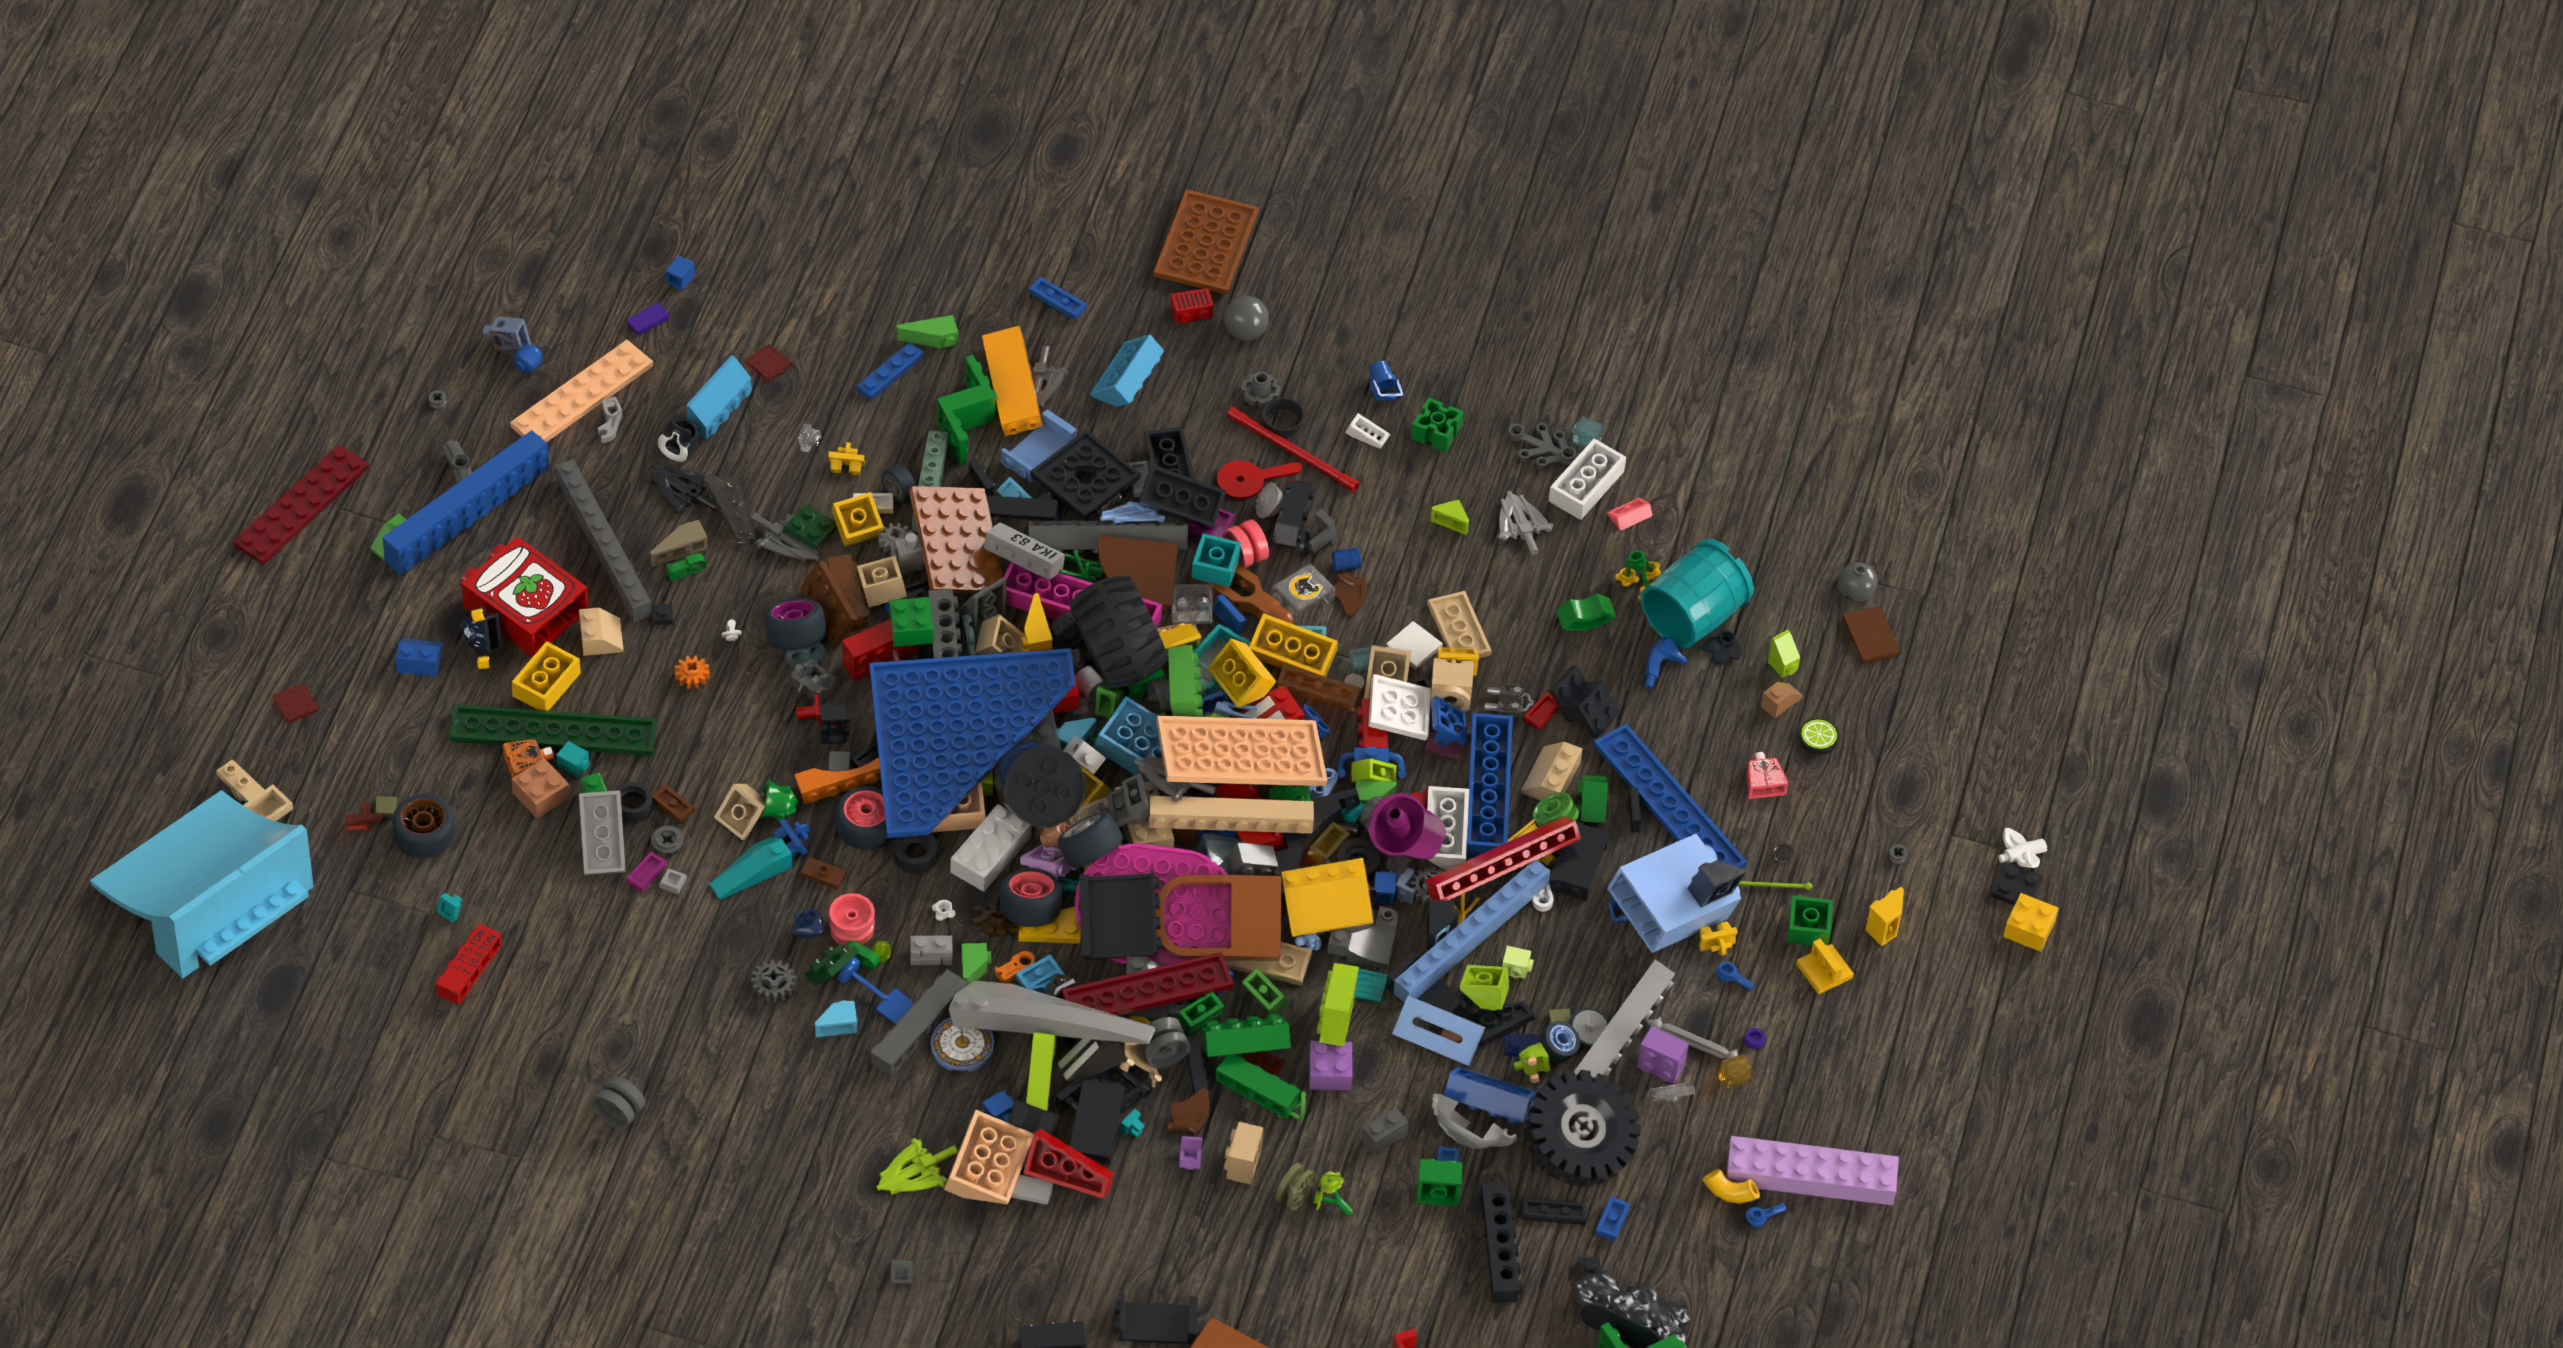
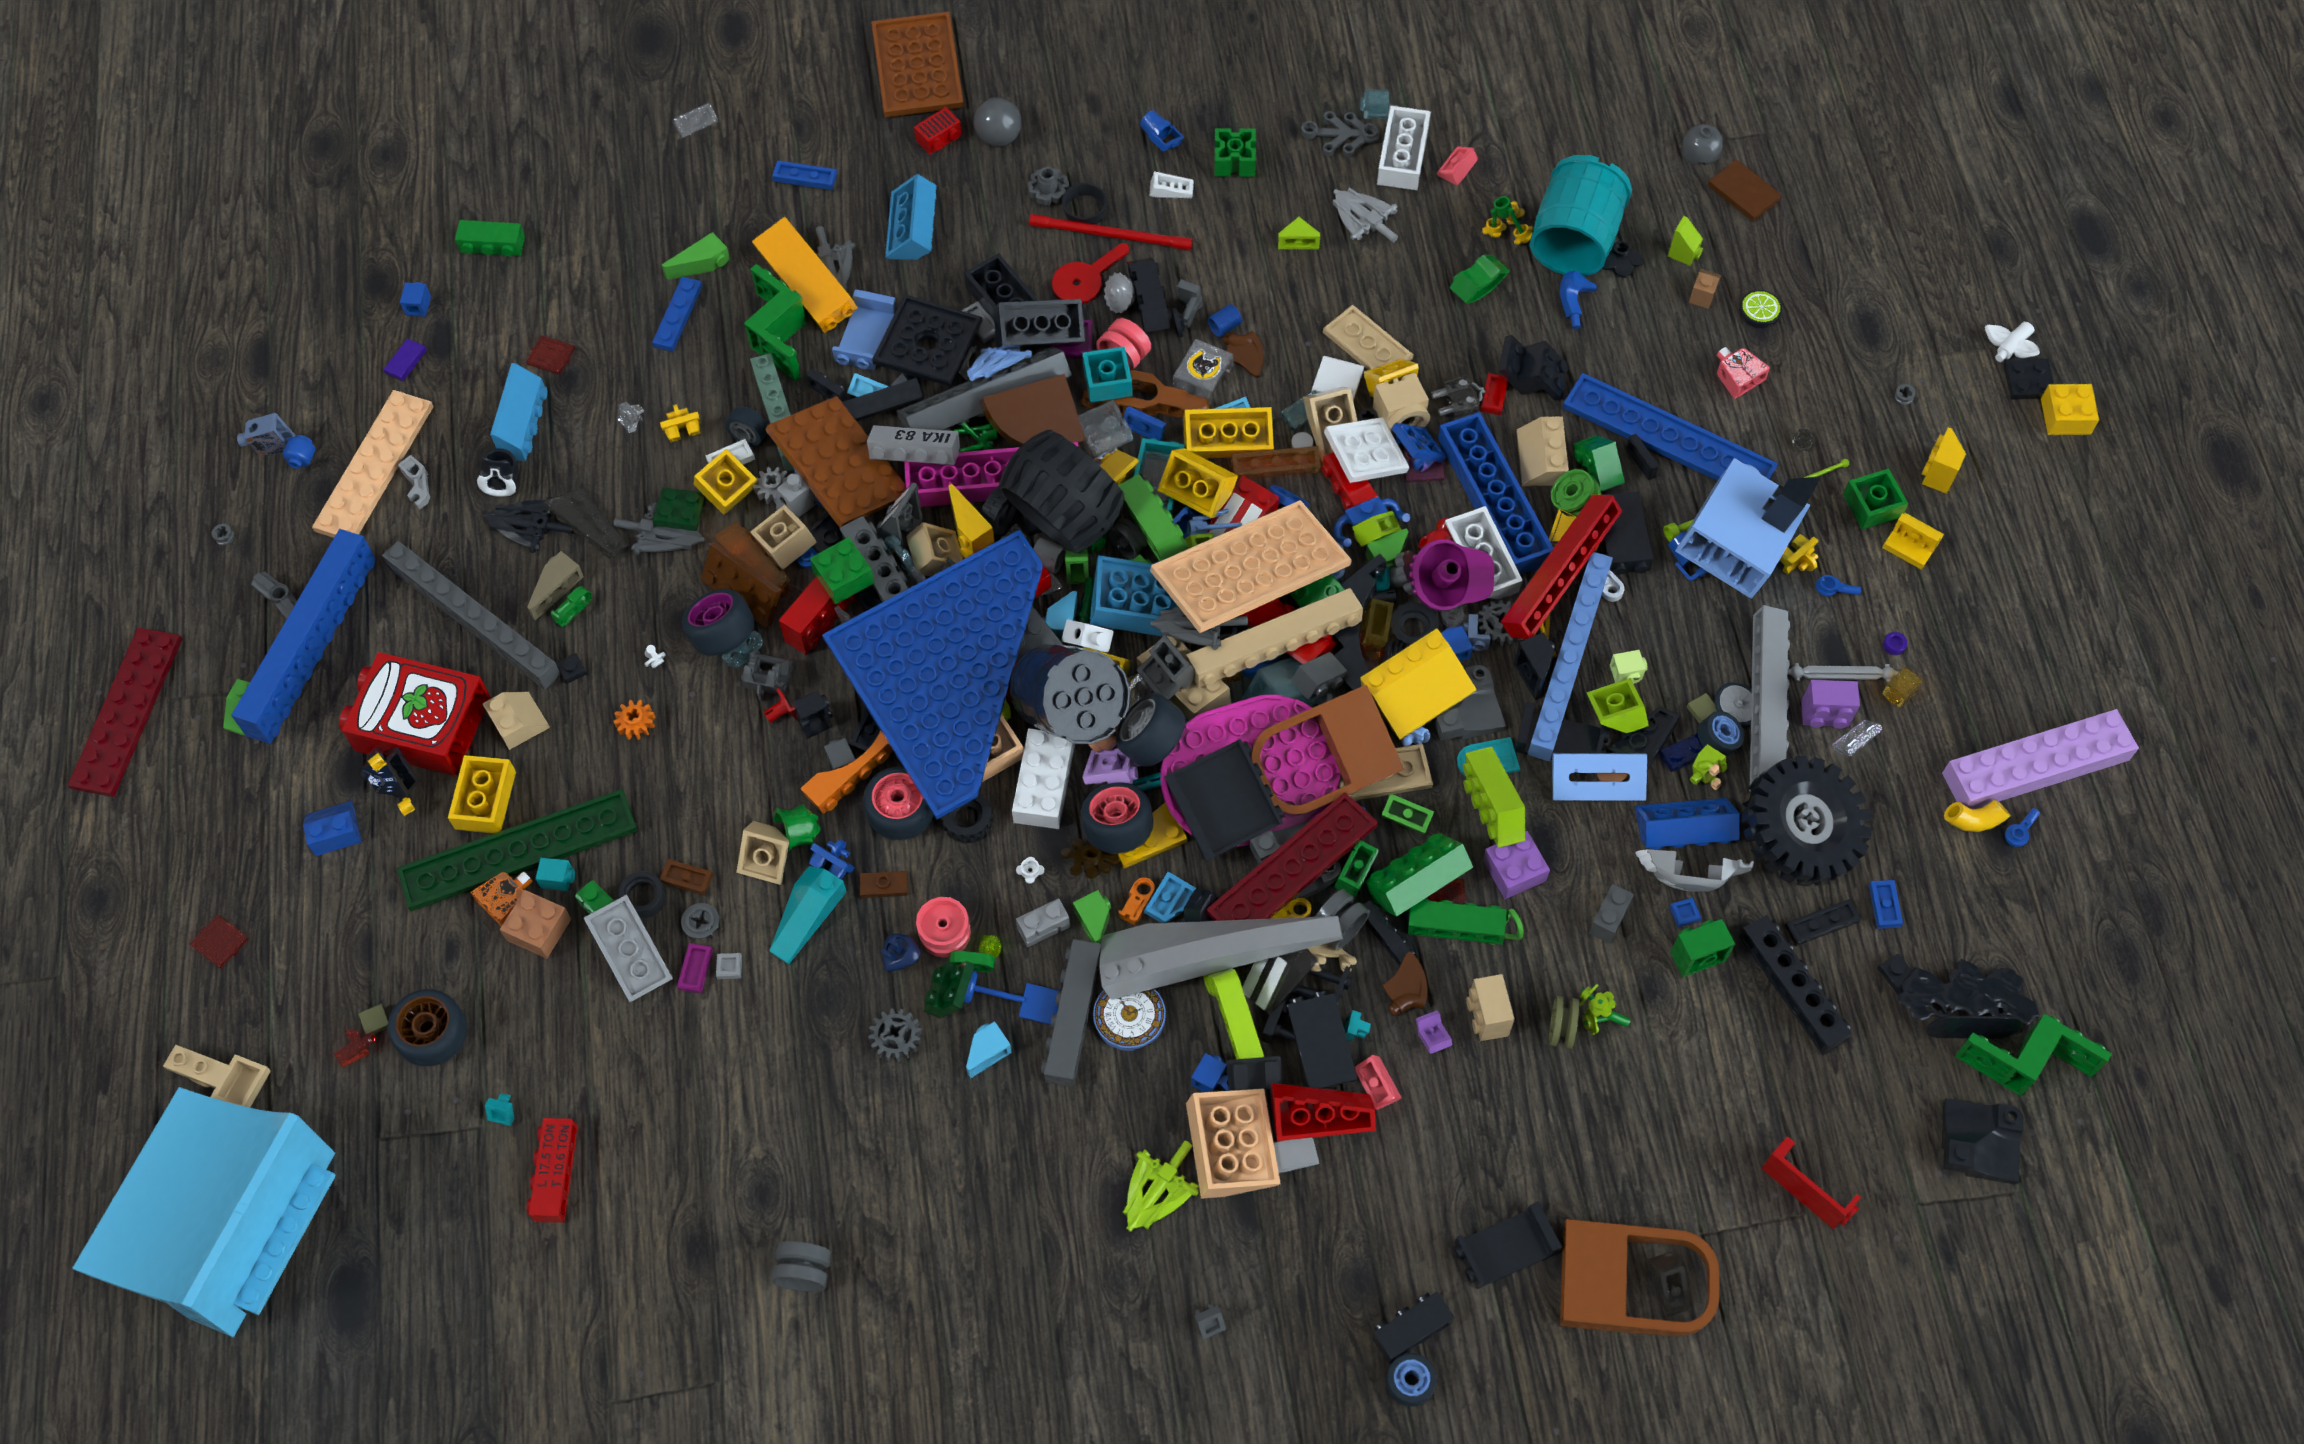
camera: 20 degrees left, 10 degrees up
(766, 246) = (490, 238): none -> green brick
(989, 215) = (695, 120): none -> clear slope
(1128, 1170) = (1377, 1082): none -> coral slope

